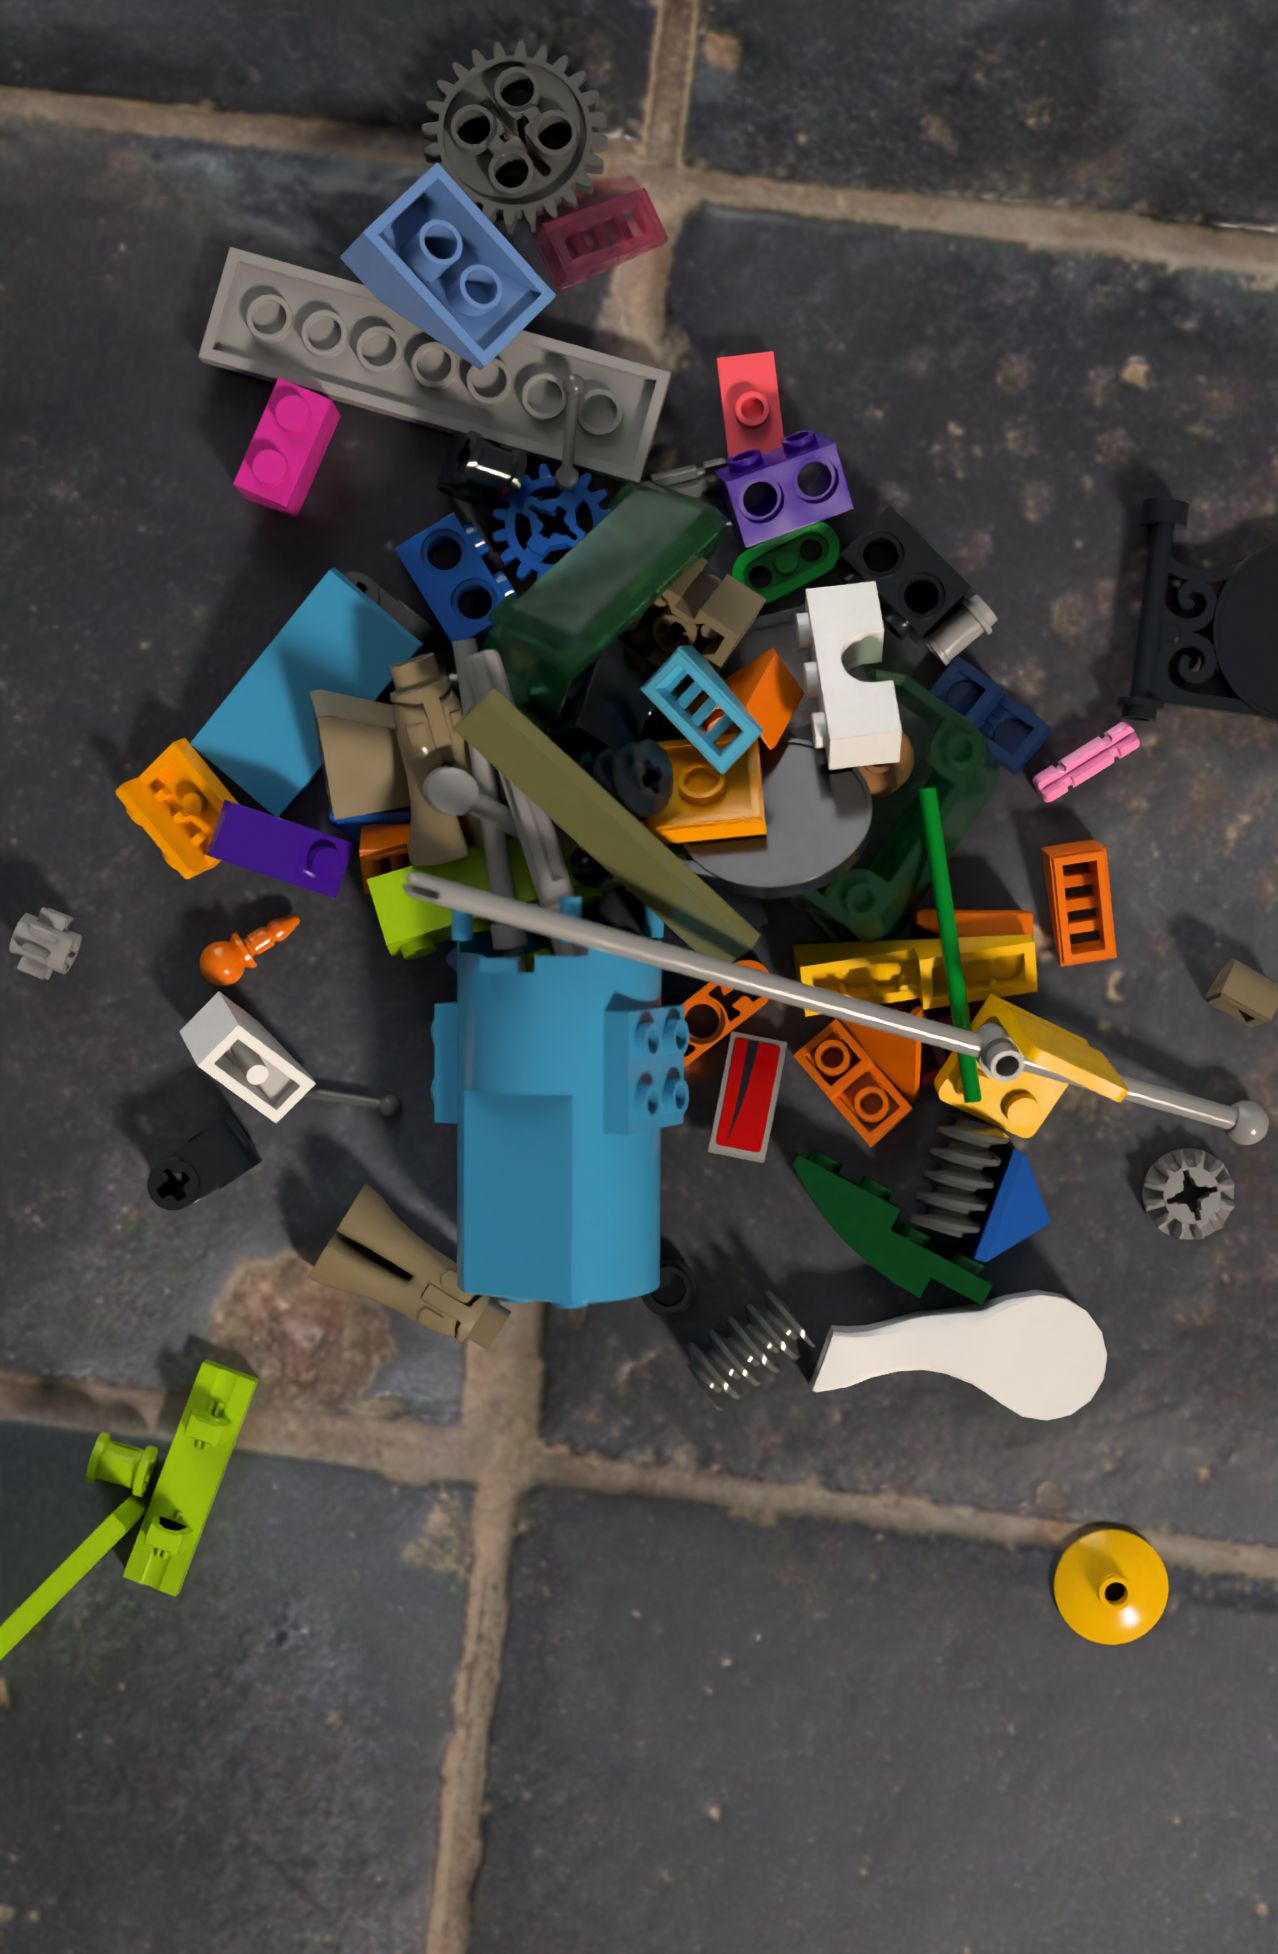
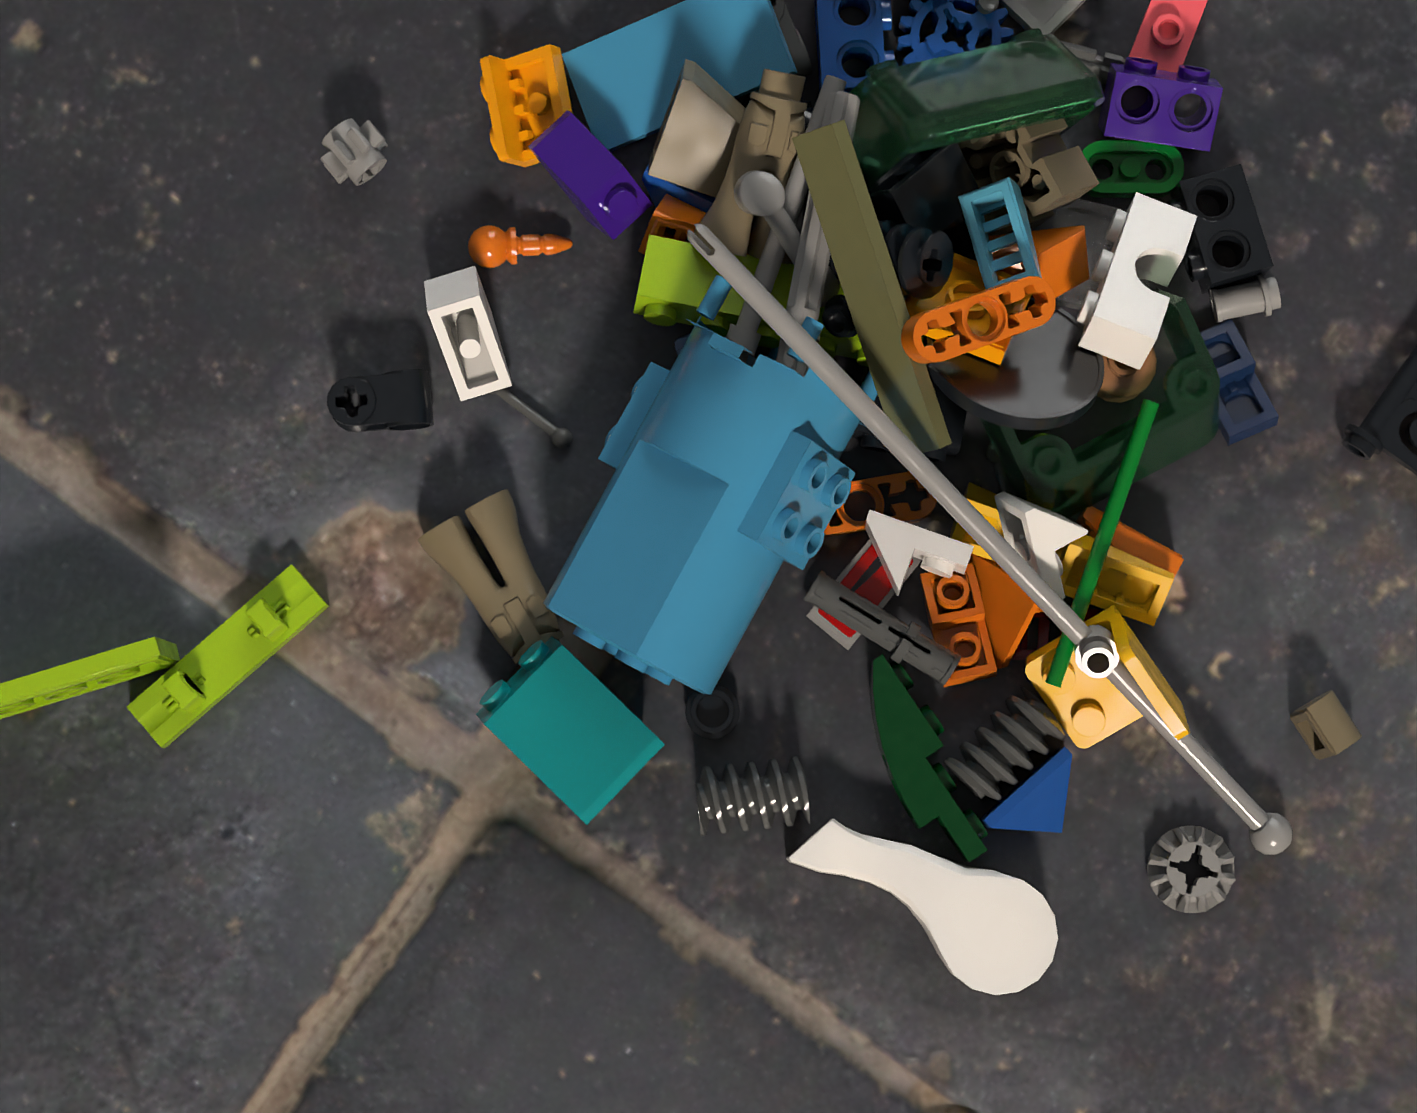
camera: 30 degrees right, 5 degrees down
(121, 1464) = (178, 612): lime bush -> none
(544, 1383) = (568, 728): none -> teal slope
(749, 799) = (956, 312): none -> orange beam
(758, 1041) = (900, 541): none -> white slope
(854, 1131) = (881, 627): none -> dark grey pin
(884, 972) = (1037, 535): none -> white slope
(1056, 881) = (1252, 563): orange slope -> none
(1086, 761) = (1293, 463): bright pink axle -> none

